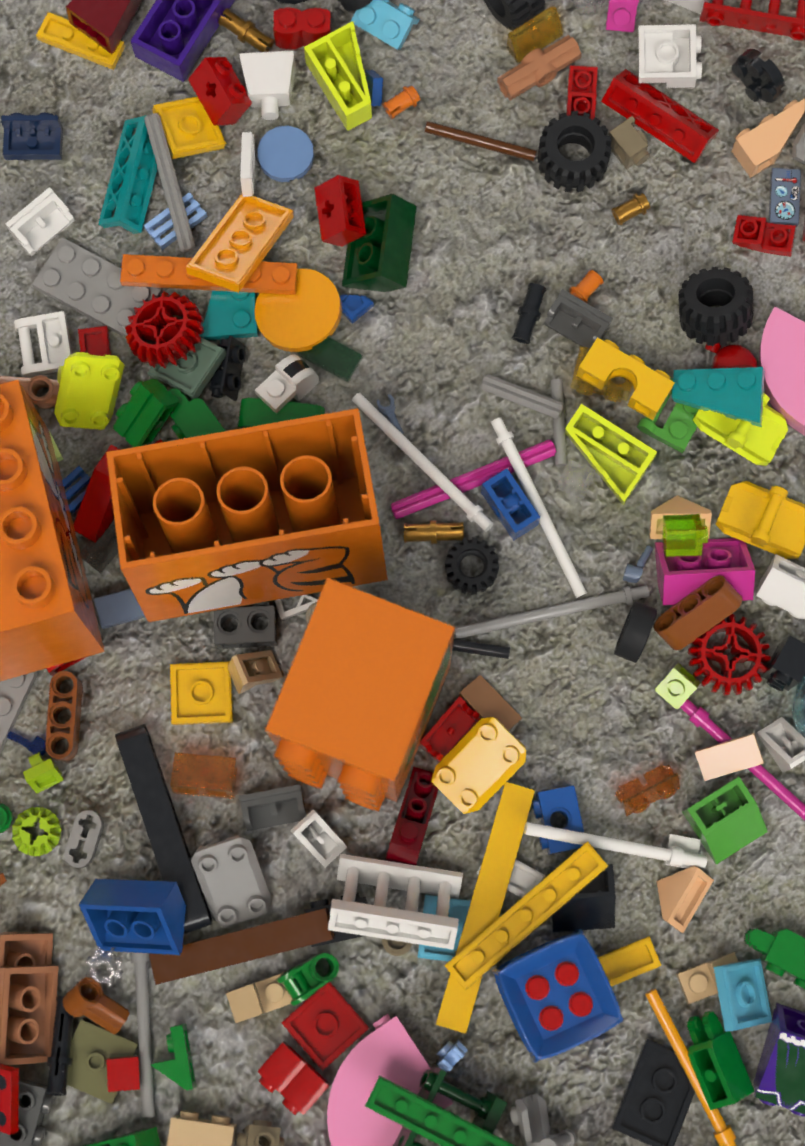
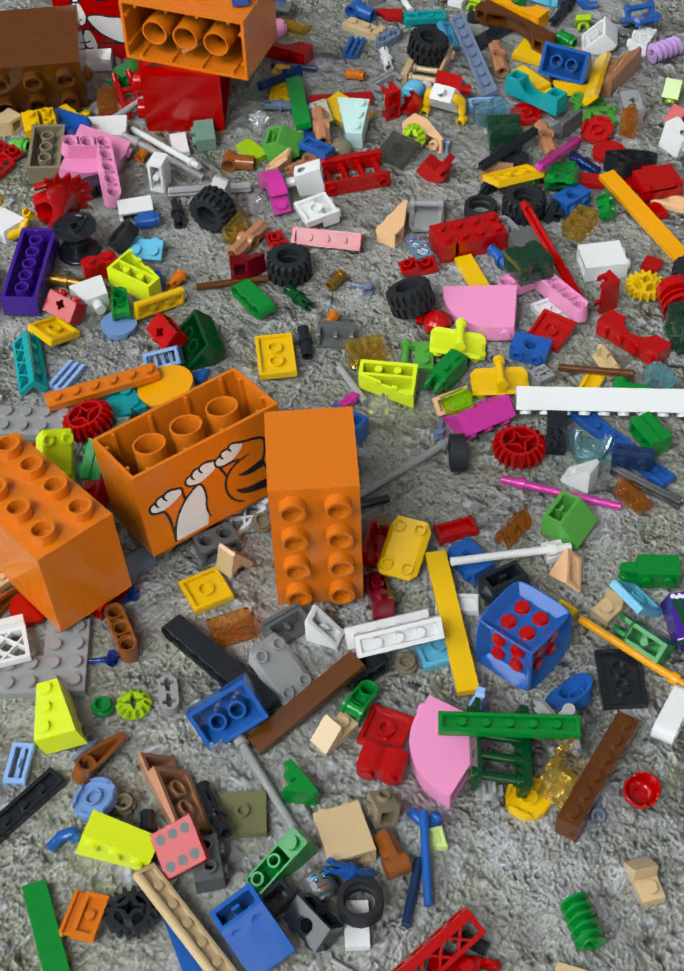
camera: 25 degrees left, 30 degrees down
(42, 774) = (123, 668): lime tile -> none
(89, 1000) = (219, 774): dark orange piece -> none
(97, 658) = (131, 595): none -> clear blue hand
(123, 1073) = (265, 807): red tile -> none
(169, 182) = (55, 354): light grey axle -> none
(240, 242) = (114, 364): light orange tile -> none
(247, 171) = (99, 332): white tile -> none
(295, 129) = (120, 303): none -> green piece
(334, 256) = (178, 354): none -> medium blue slope
(354, 143) = (158, 303): none -> yellow tile
(475, 321) = (275, 356): none -> yellow plate
(493, 193) = (253, 299): none -> green beam
(505, 439) = (325, 396): white bar -> none
(512, 122) = (247, 265): none -> dark red slope
(522, 396) = (324, 377): light grey axle -> none
(526, 915) = (481, 598): yellow tile -> none
(559, 219) = (298, 297): none -> dark green pin
(571, 751) = (455, 530): none -> red tile
(575, 1097) = (573, 690): none -> blue piece
(607, 361) = (366, 336): yellow arch -> none
(629, 144) = (319, 253): dark tan brick -> none
(670, 243) = (367, 287): none -> sand blue hand
(677, 686) = (499, 468): bracket -> none
(697, 471) = (447, 372): none -> green hinge
(697, 612) = (488, 429): dark orange beam -> none
(722, 390) = (442, 324): teal wing -> none
(729, 757) = (549, 491): light nougat tile -> none
(760, 78) = (373, 209): black plate -> none

